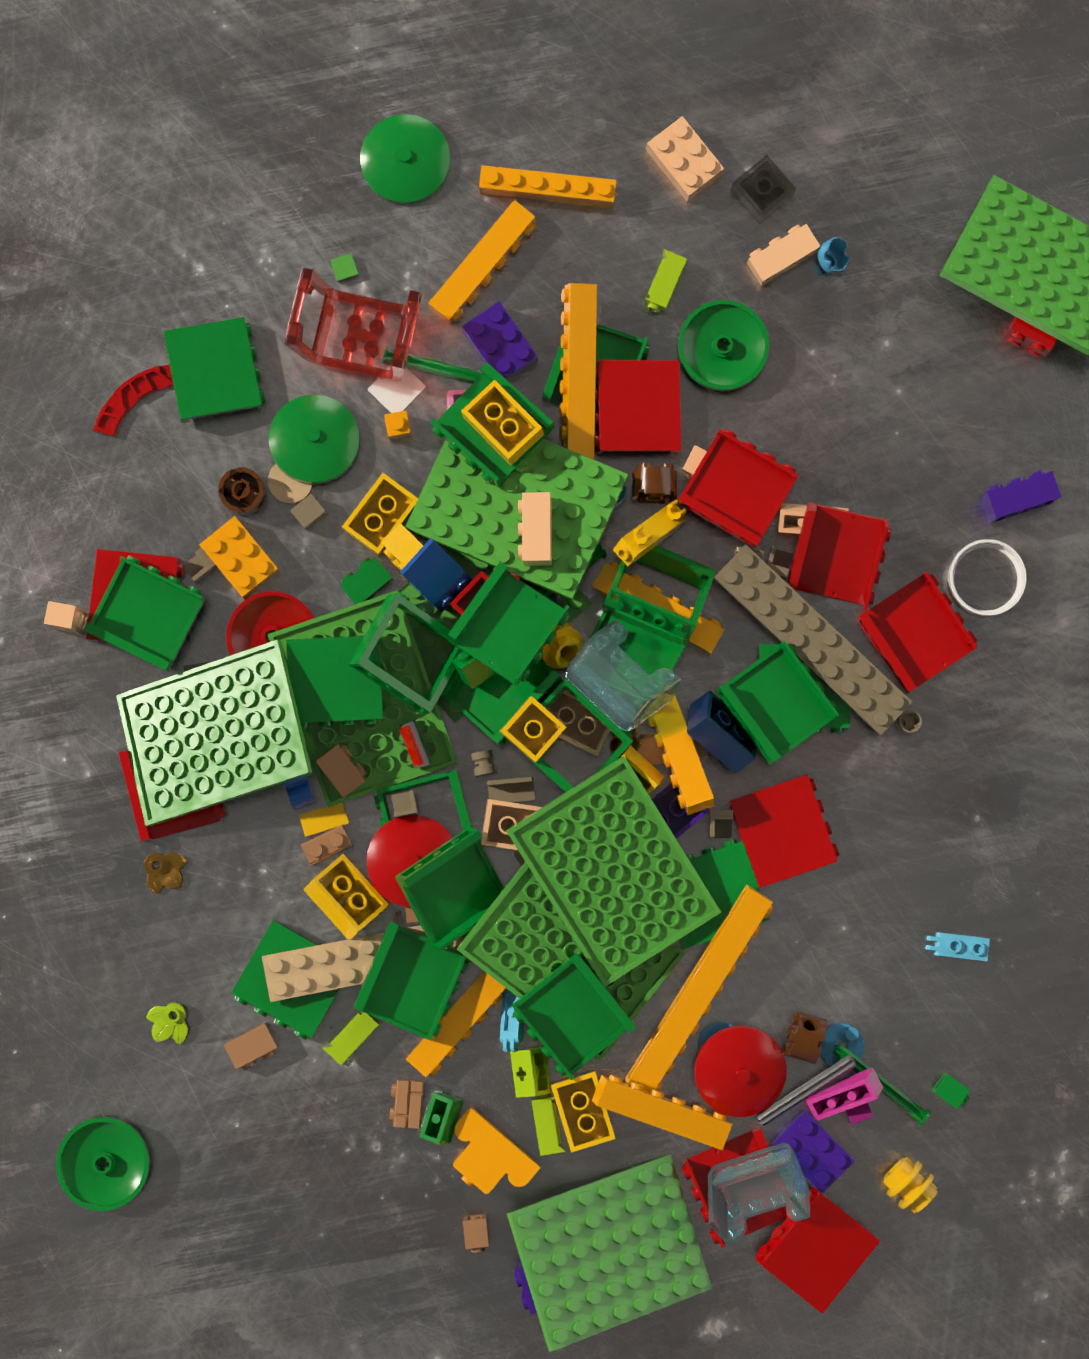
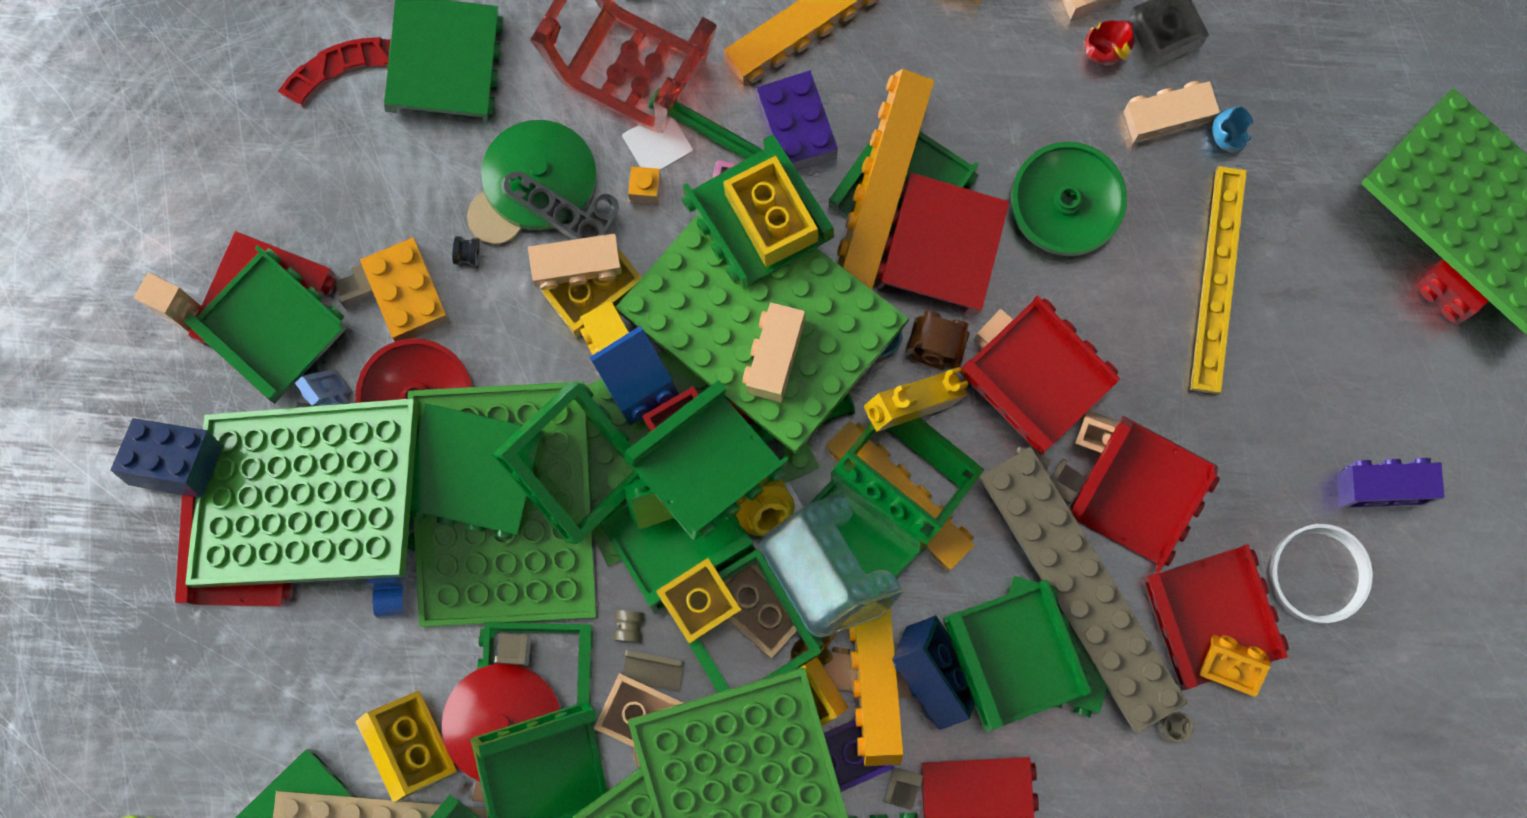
camera: 15 degrees right, 5 degrees down
(101, 735) = (167, 457): none -> dark blue brick
(167, 873) = (197, 652): pearl gold plate -> none
(203, 650) = (324, 388): none -> light blue hinge
(242, 491) = (432, 211): reddish brown brick -> none
(276, 514) = (466, 251): none -> black wheel
(308, 512) = (505, 259): dark tan panel -> none
(323, 819) = (411, 640): yellow tile -> none
(327, 845) = (403, 673): medium nougat brick -> none
(335, 461) = (556, 202): none -> dark grey beam
(341, 769) = (448, 584): medium nougat brick -> none
(364, 501) = (574, 261): none -> light nougat brick
(366, 581) = (550, 362): green brick -> none
(414, 744) = (549, 578): slope -> none
(665, 281) = (1018, 104): lime window -> none
(722, 213) = (1110, 42): none -> red hair
(853, 375) = (1218, 280): none -> yellow plate
(941, 663) = (1235, 665): none -> light orange bracket

